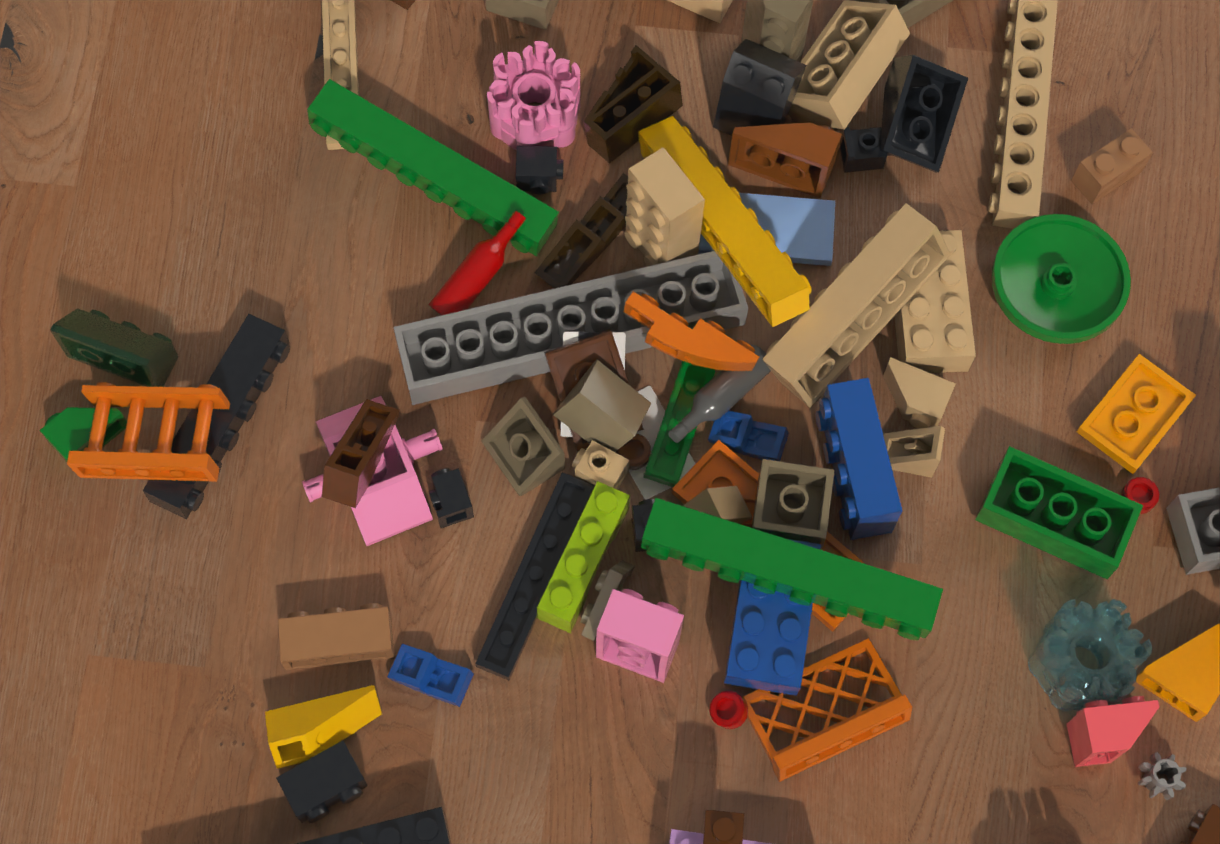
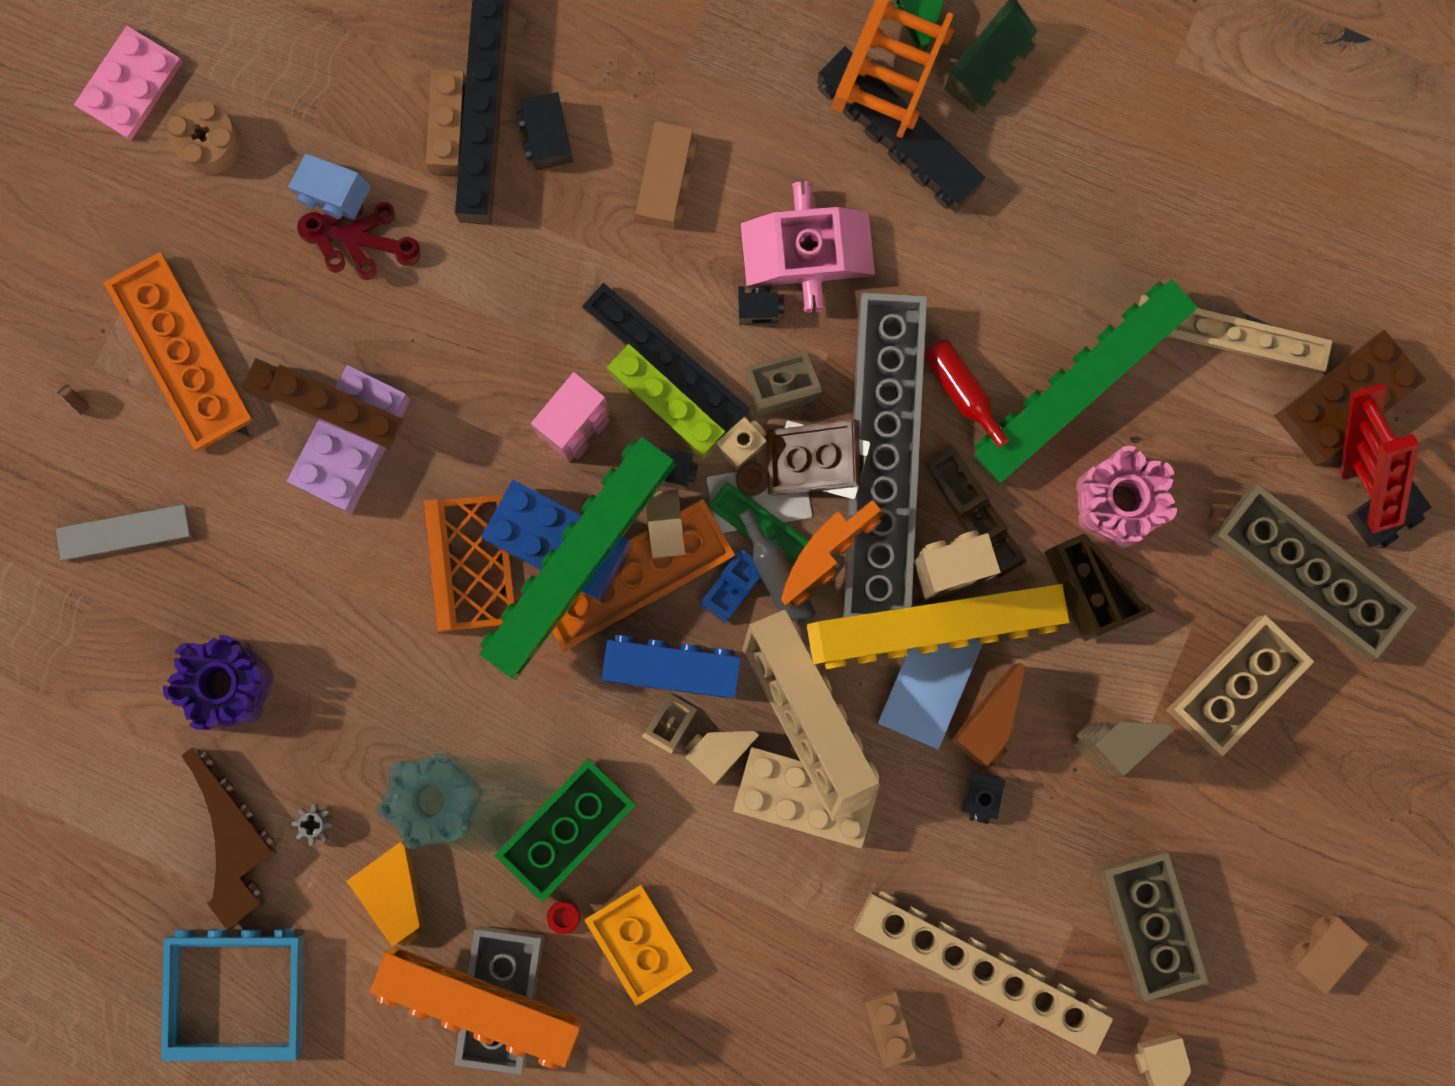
camera: 110 degrees right, 15 degrees up
(315, 725) = (592, 130): yellow slope -> none
(358, 454) = (811, 230): reddish brown slope -> none
(430, 675) = (609, 245): blue slope -> none
(538, 169) = (1055, 481): black brick -> none
(603, 408) = (791, 460): dark tan slope -> none
(606, 583) = (626, 412): dark tan wing -> none
(728, 709) = (494, 481): red tile -> none
(757, 88) = (1063, 707): black slope -> none
(793, 501) = (645, 590): dark tan brick -> none
(847, 62) = (1073, 806): tan brick -> none
(920, 110) = (1001, 861): black slope -> none
(1061, 278) = (788, 927): green dish -> none
(1108, 731) = (359, 790): coral slope -> none

